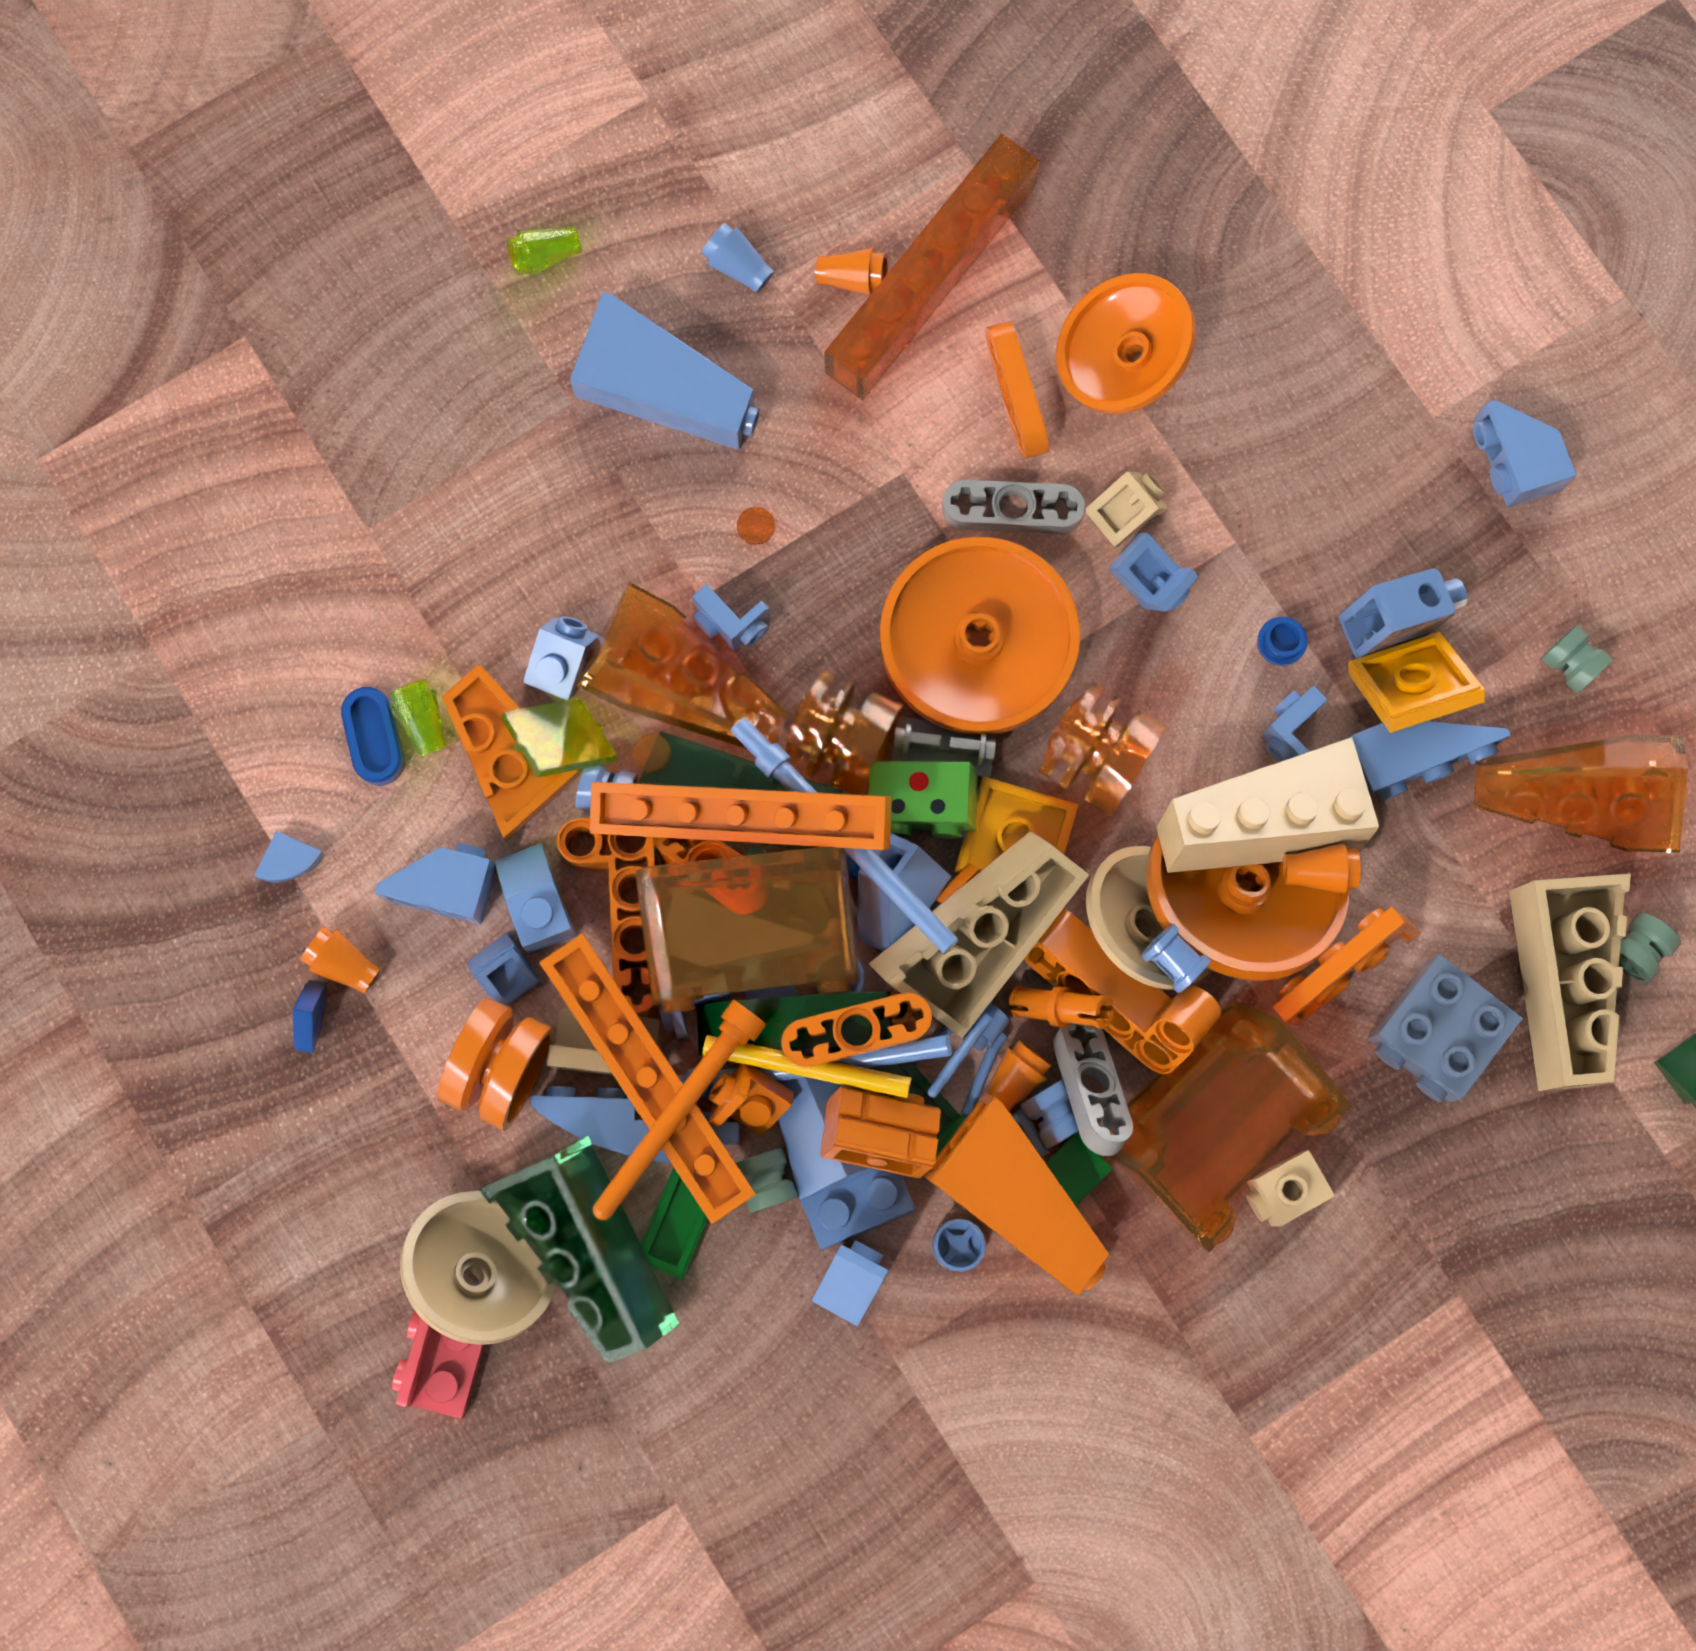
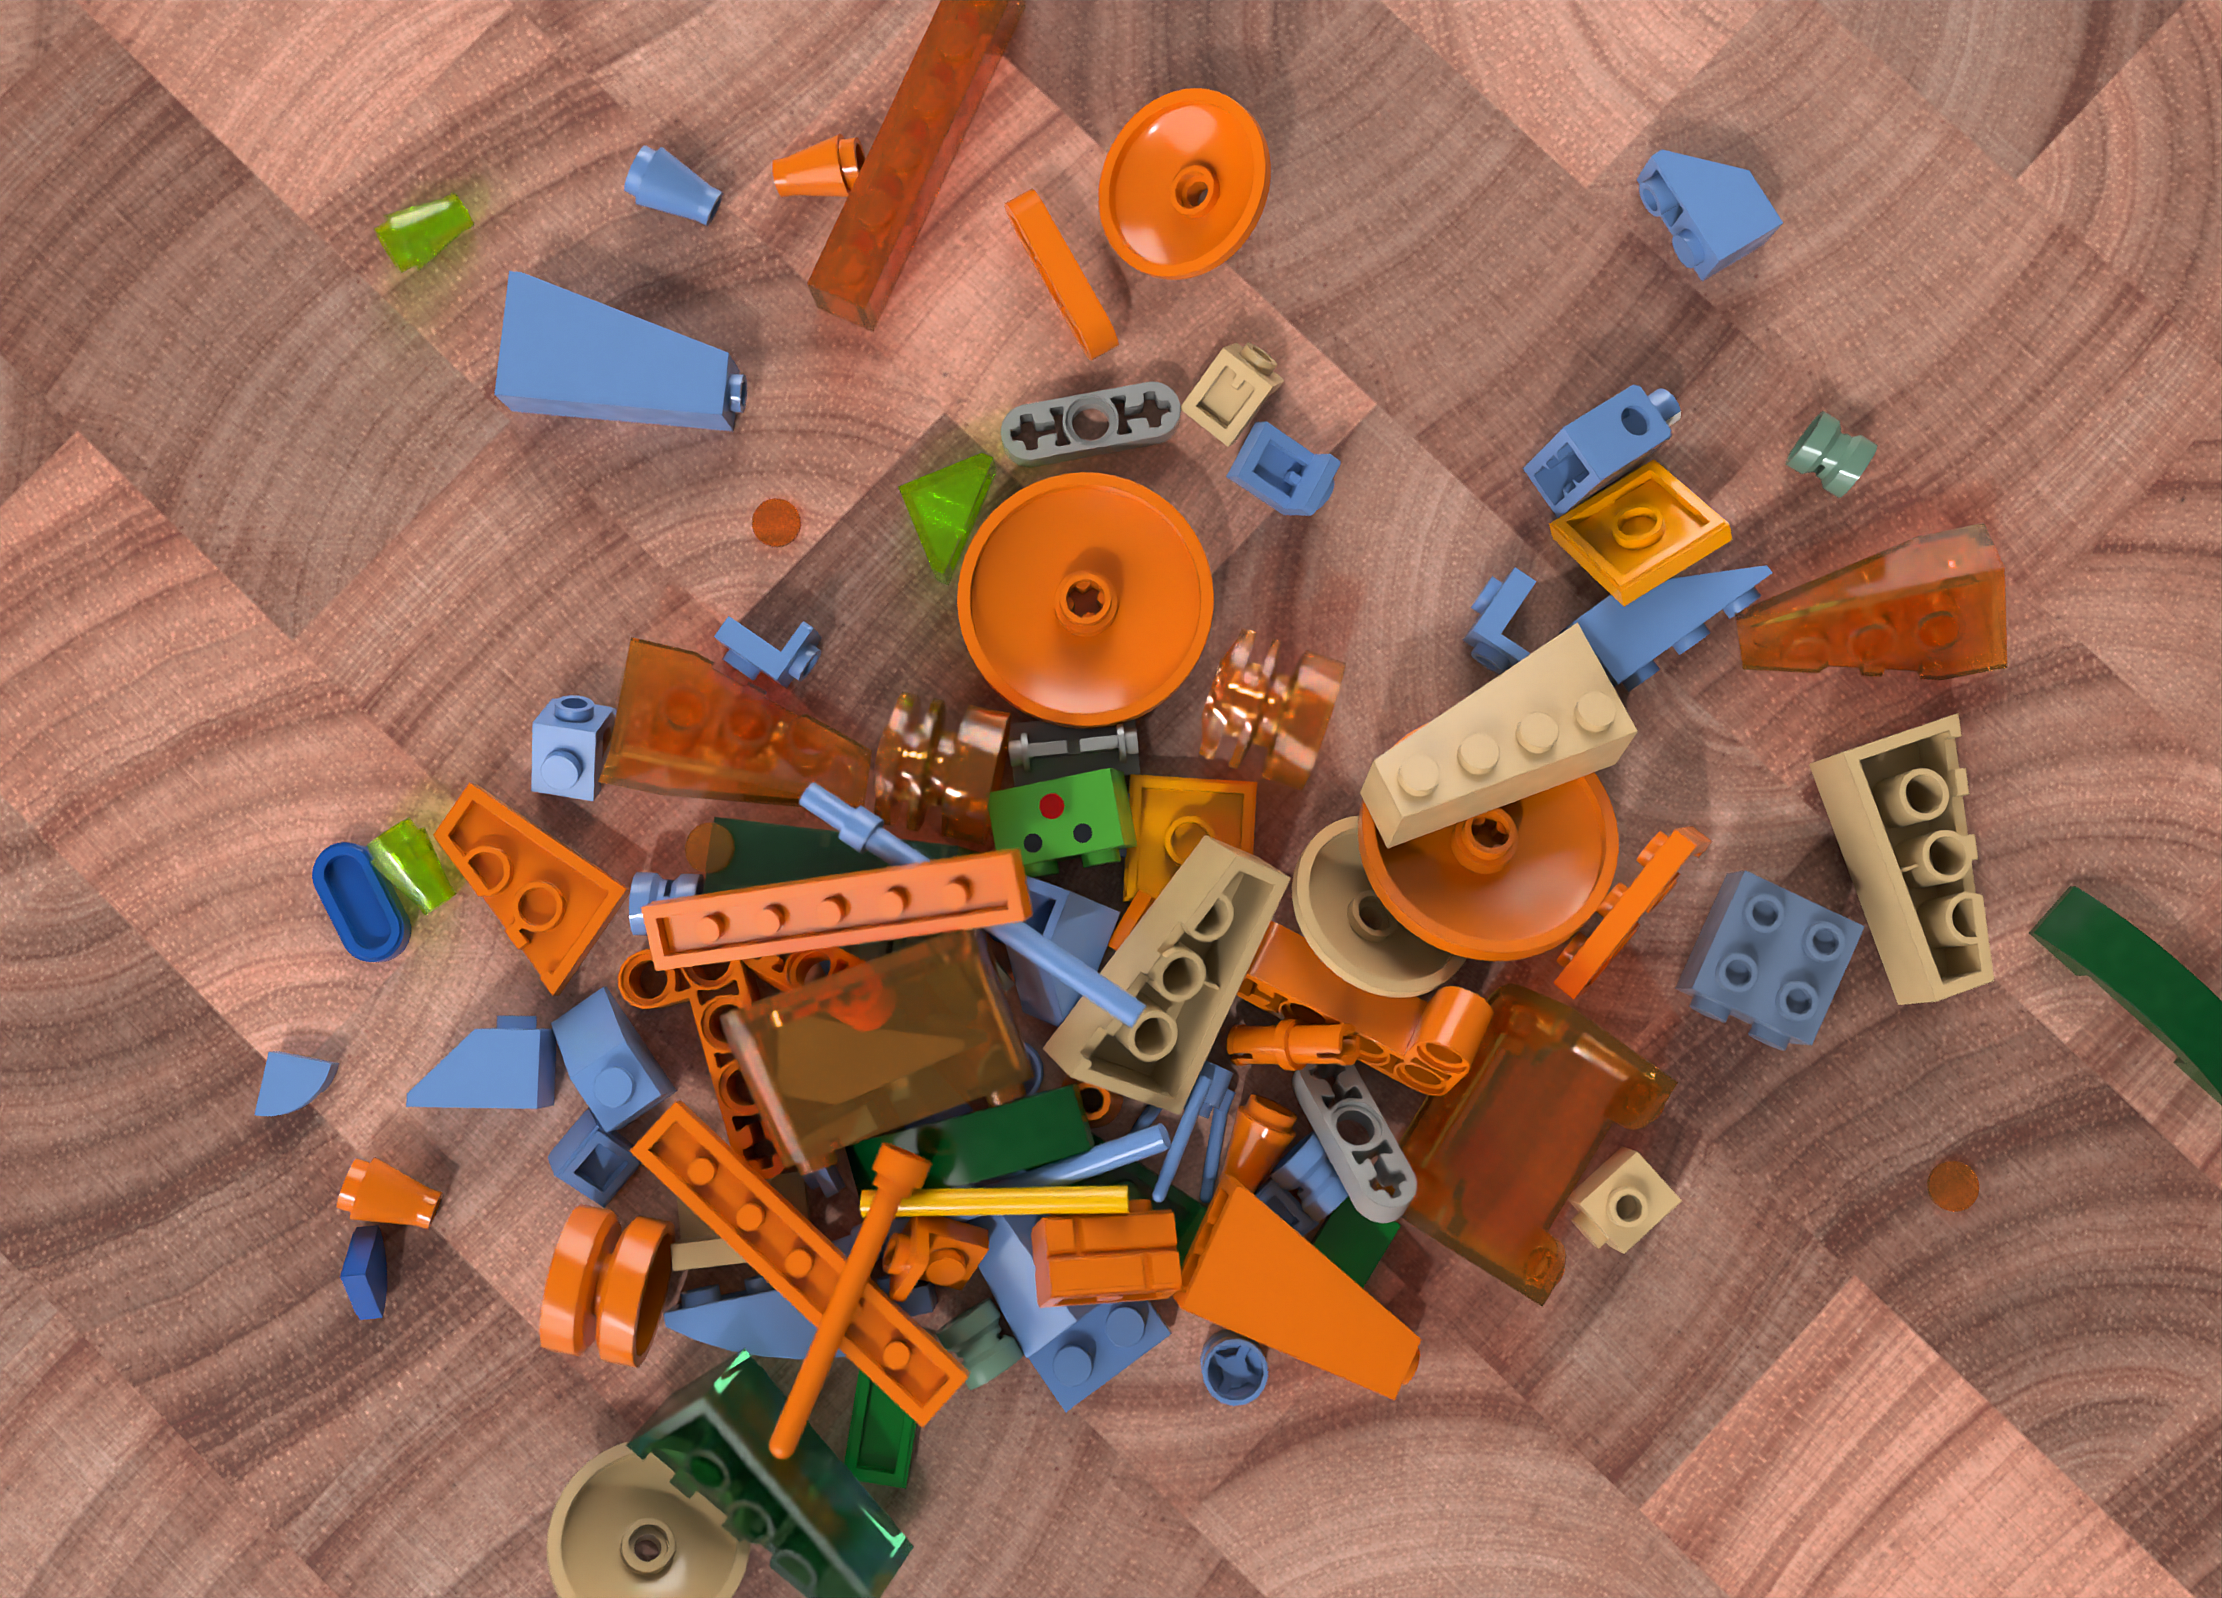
camera: 10 degrees left, 5 degrees up
(558, 737) = (590, 854): clear neon green piece -> none
(821, 1051) = (1008, 1184): orange beam -> none
(851, 1282) = (1113, 1445): medium blue slope -> none
(888, 543) = (946, 509): none -> clear neon green slope
(1175, 958) = (1422, 958): medium blue bush -> none
(1282, 641) = (1462, 516): blue plate -> none
(1324, 868) = (1579, 797): orange cone -> none
(1551, 1243) = (1953, 1186): none -> clear orange piece
(1646, 946) = (1993, 795): sand green wheel -> none

